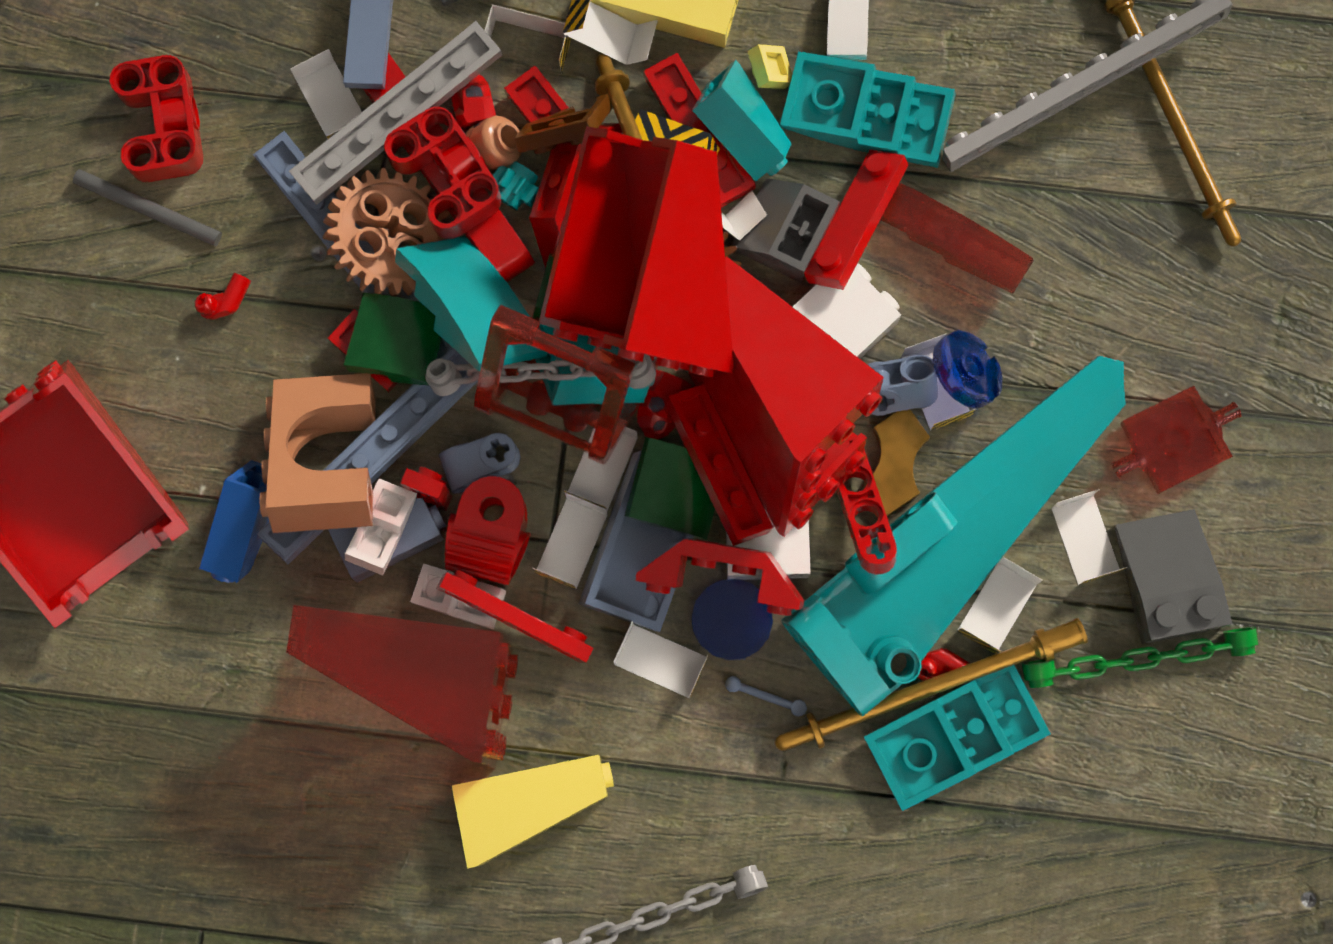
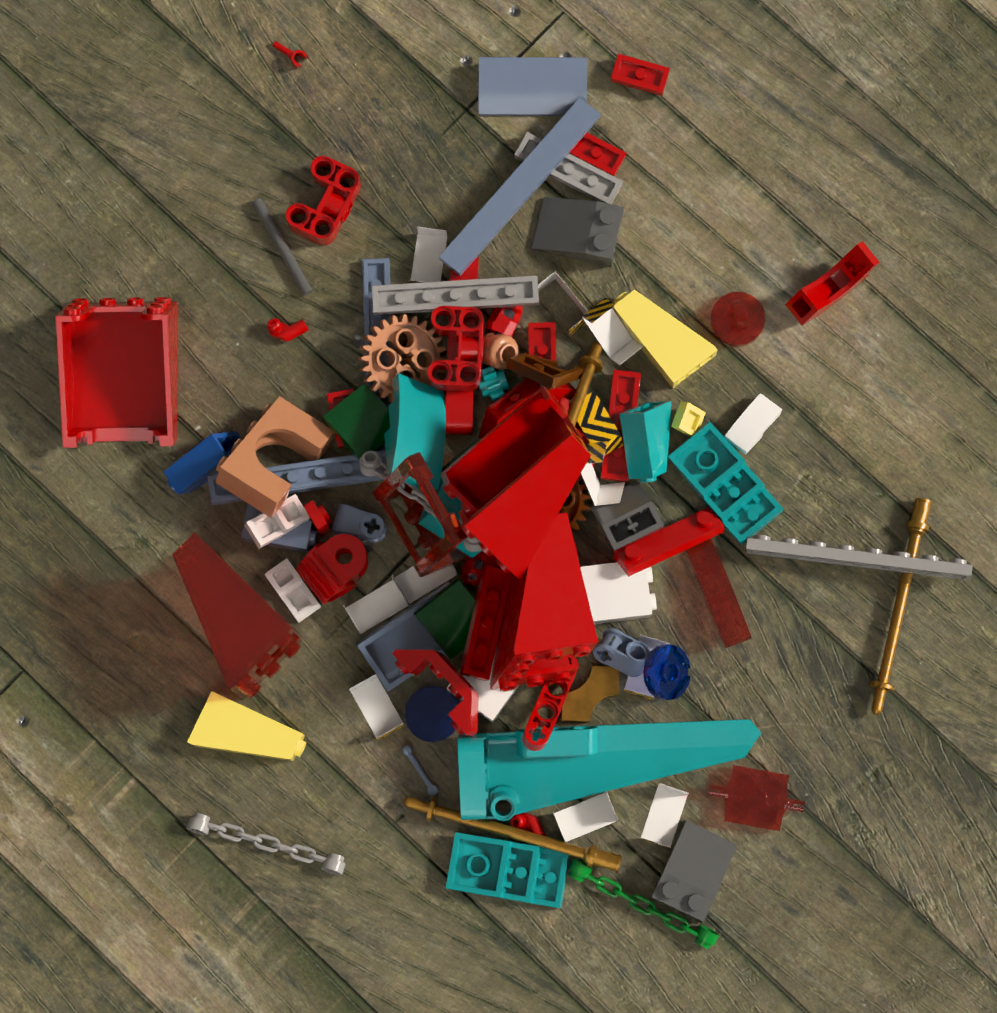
camera: 40 degrees right, 0 degrees up
(569, 642) = (332, 659): red plate -> none

